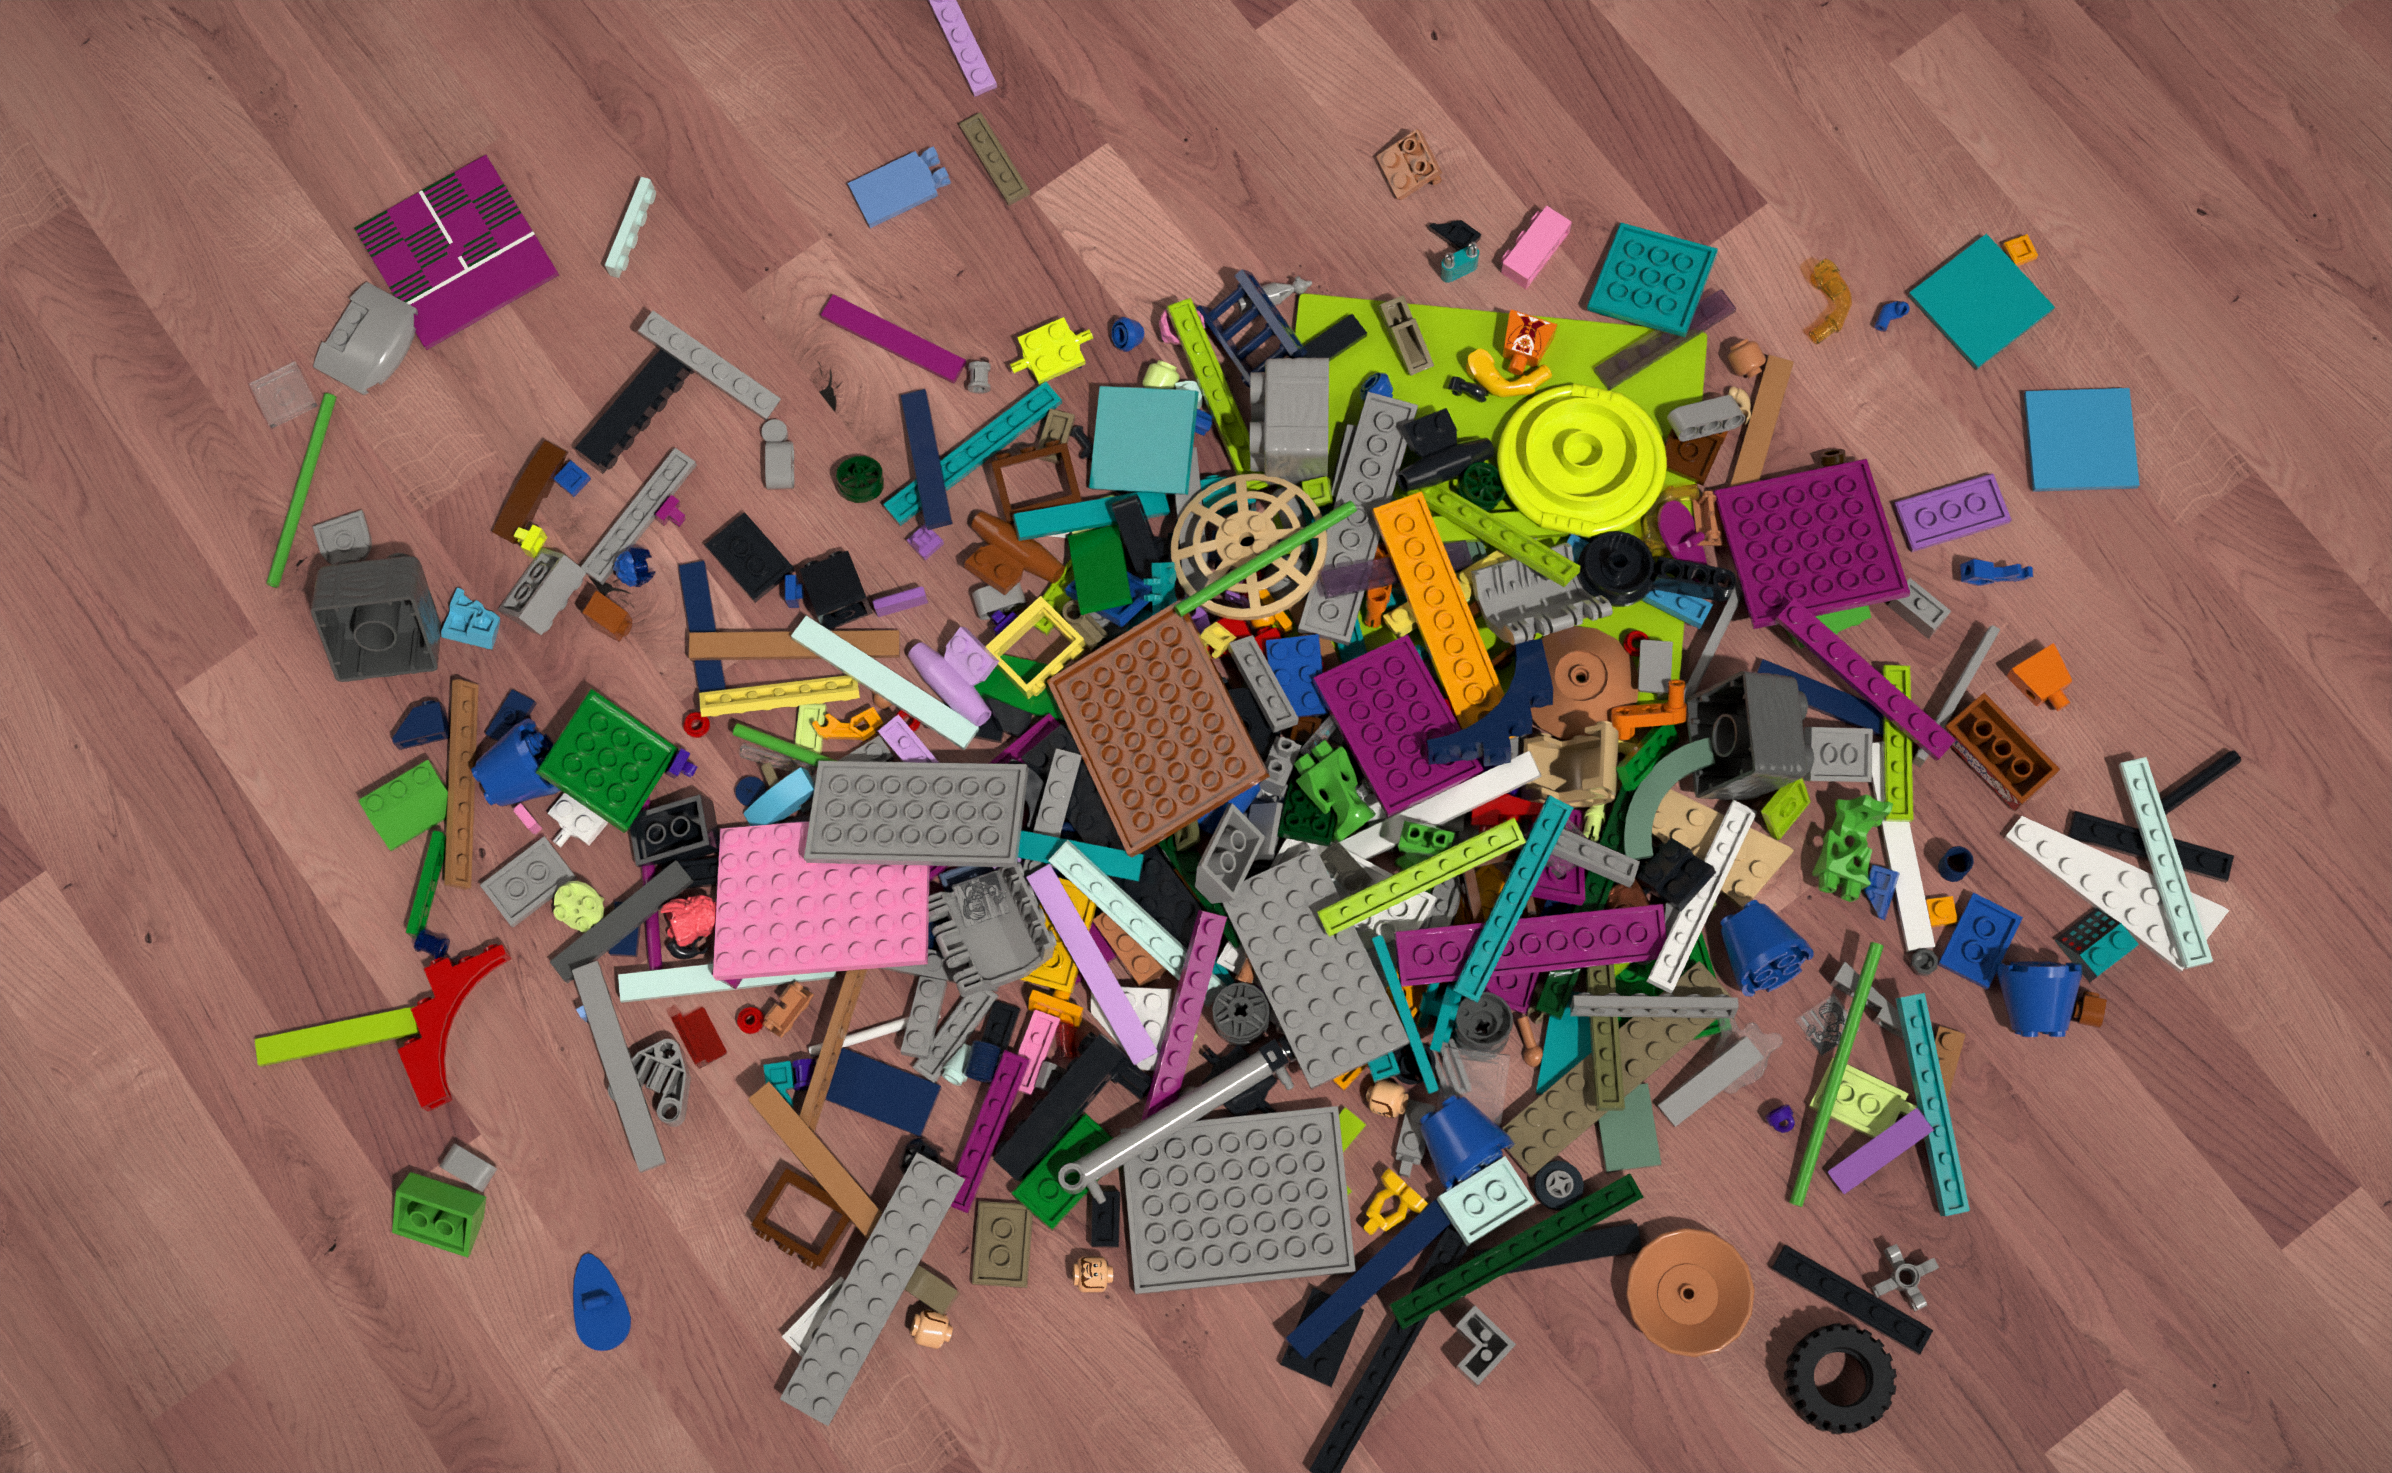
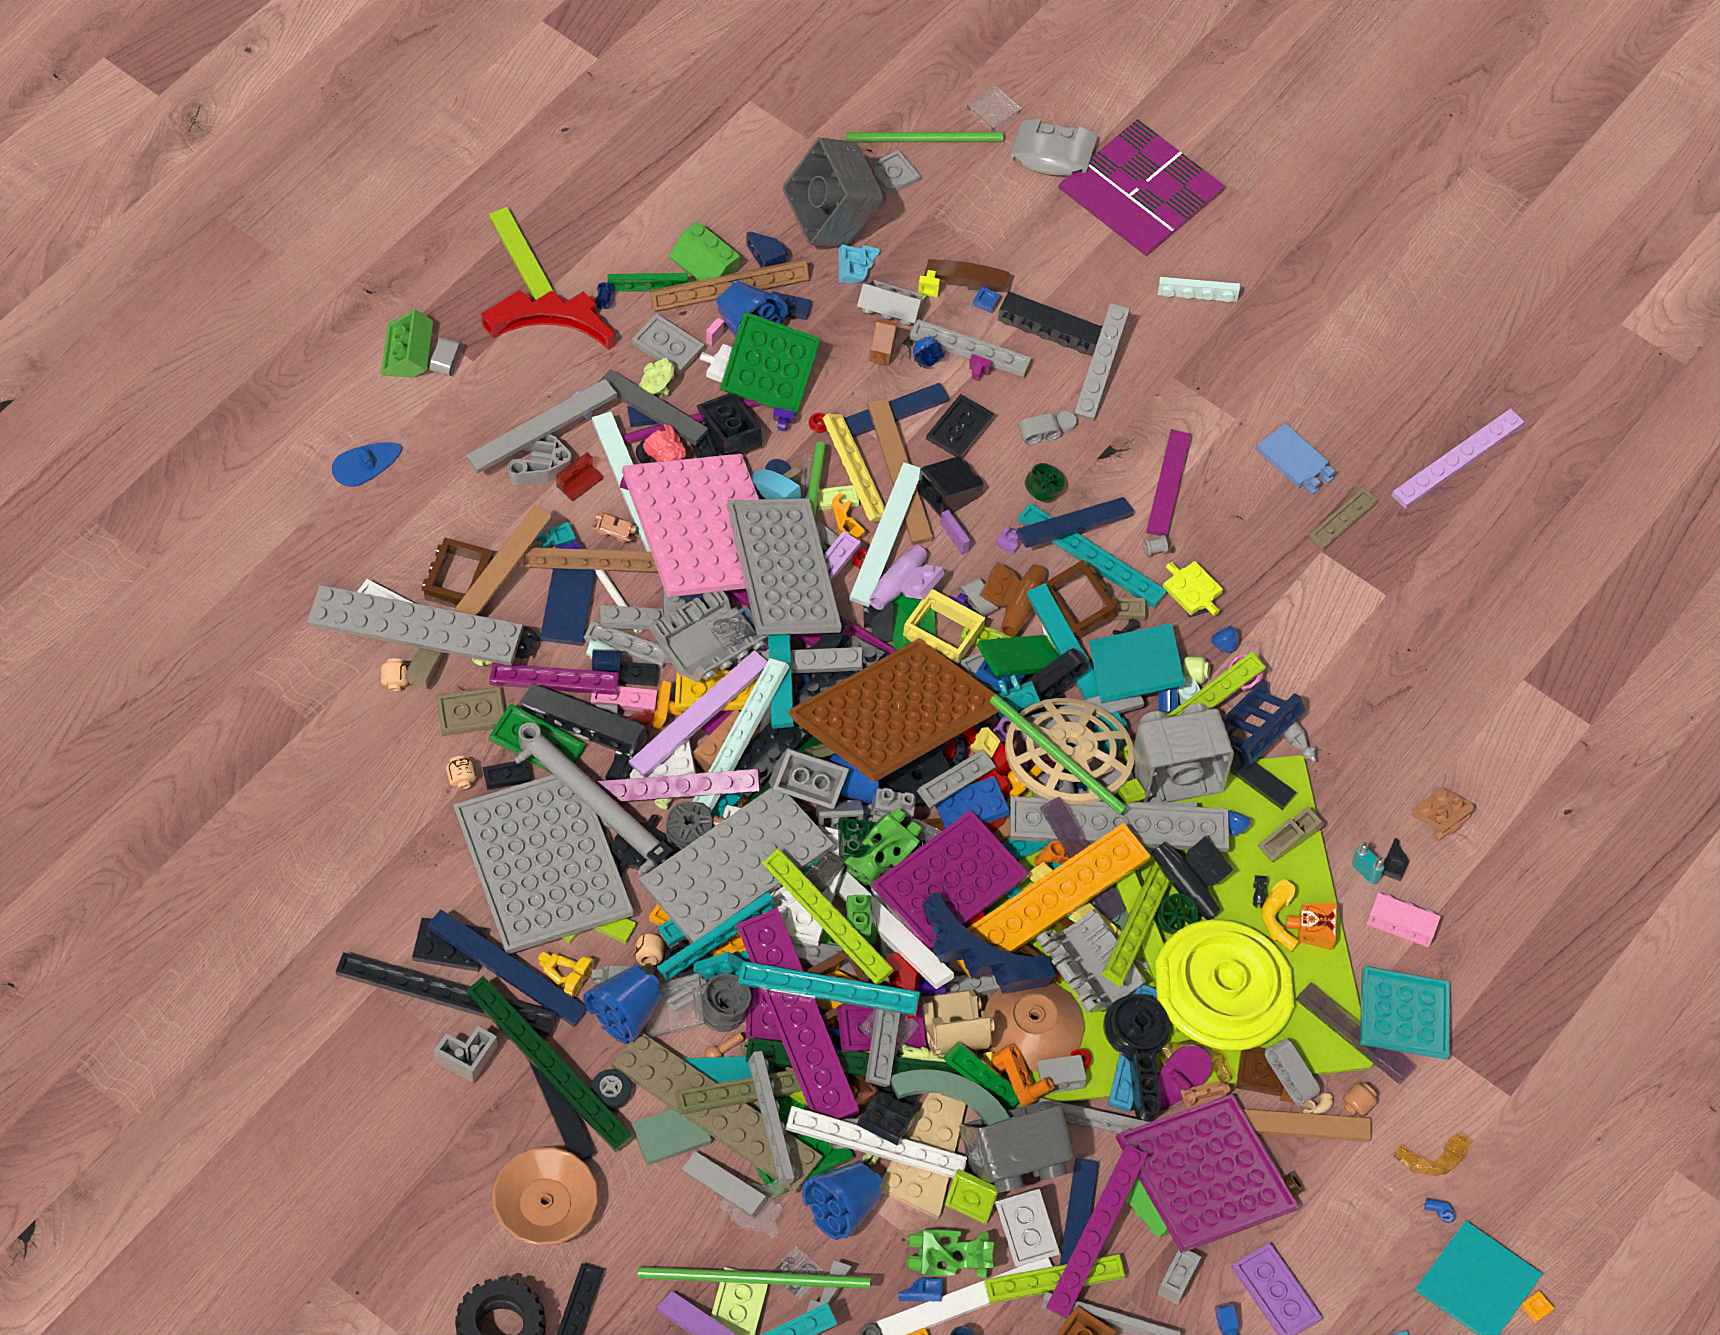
camera: 65 degrees right, 15 degrees down
(756, 1026) = (600, 503): red plate -> none
(793, 591) = (941, 455): blue plate -> none
(1086, 626) = (971, 656): dark tan piece -> none
(1486, 1200) = (584, 1035): light aqua plate -> none
(1779, 1115) = (710, 1245): dark purple tile -> none

